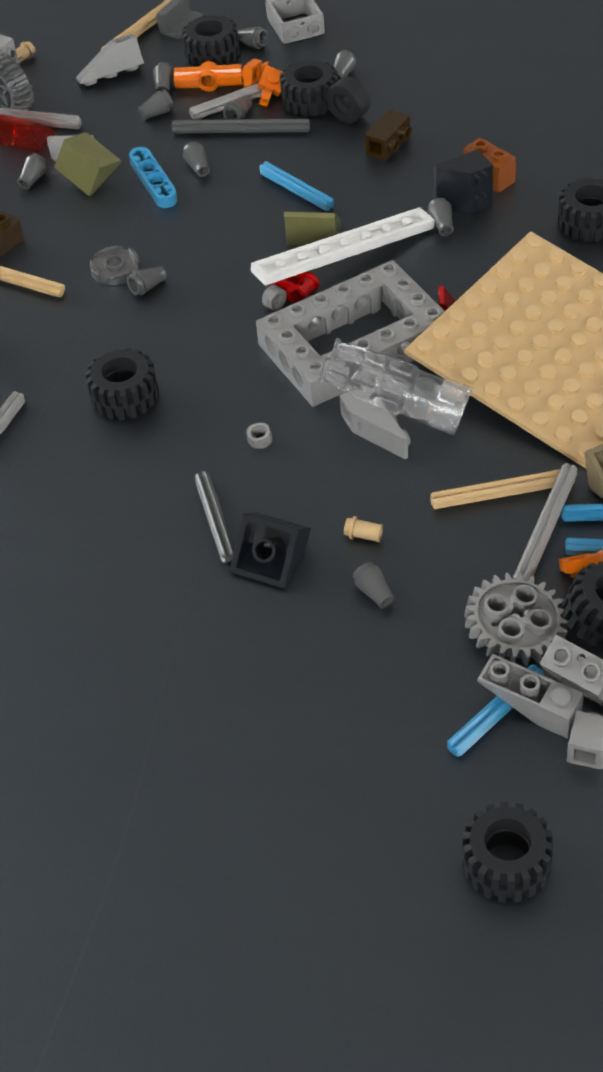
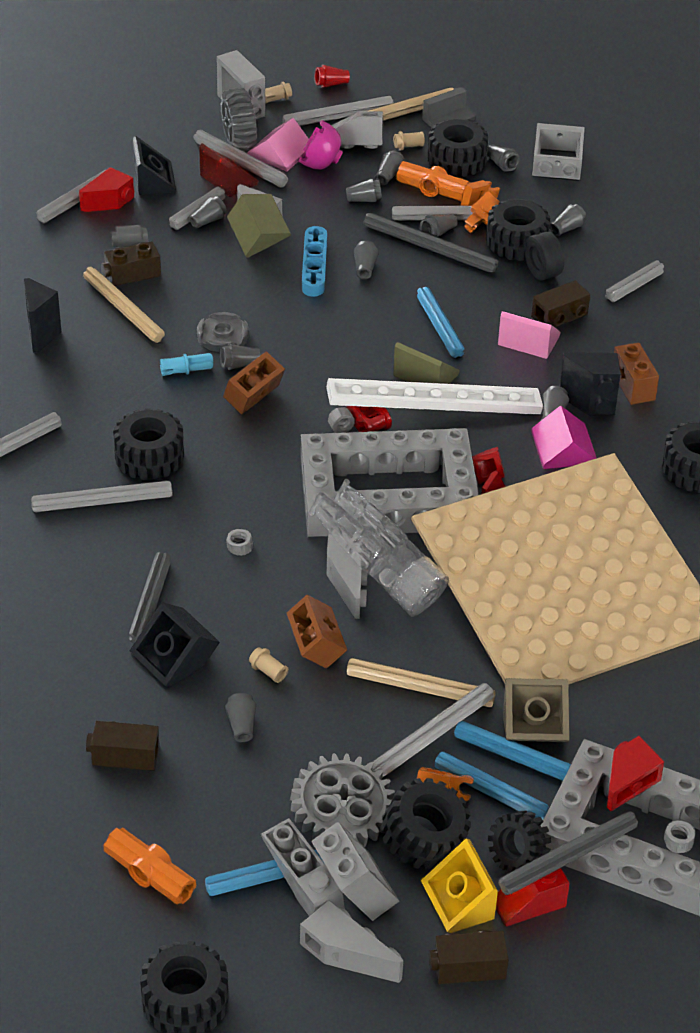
camera: 20 degrees right, 5 degrees down
(10, 184) = (182, 217): none -> light grey axle
(57, 93) = (281, 146): none -> bright pink slope
(58, 24) = (330, 76): none -> red cone
(82, 52) = (337, 111): none -> light grey axle
(95, 81) = (322, 147): none -> dark pink cylinder
(102, 304) = (186, 364): none -> medium azure axle
(107, 447) = (101, 496): none -> light grey axle
(163, 51) = (408, 140): none -> tan pin
(179, 295) = (253, 382): none -> dark orange brick
(289, 656) = (124, 745): none -> dark brown brick
(378, 168) = (527, 335): none -> bright pink slope
(388, 482) = (316, 631): none -> dark orange brick
(390, 754) = (149, 865): none -> orange piece
(428, 281) = (486, 463): none -> red slope
(430, 95) = (634, 281): none -> light grey axle
(468, 242) = (562, 440): none -> dark pink slope

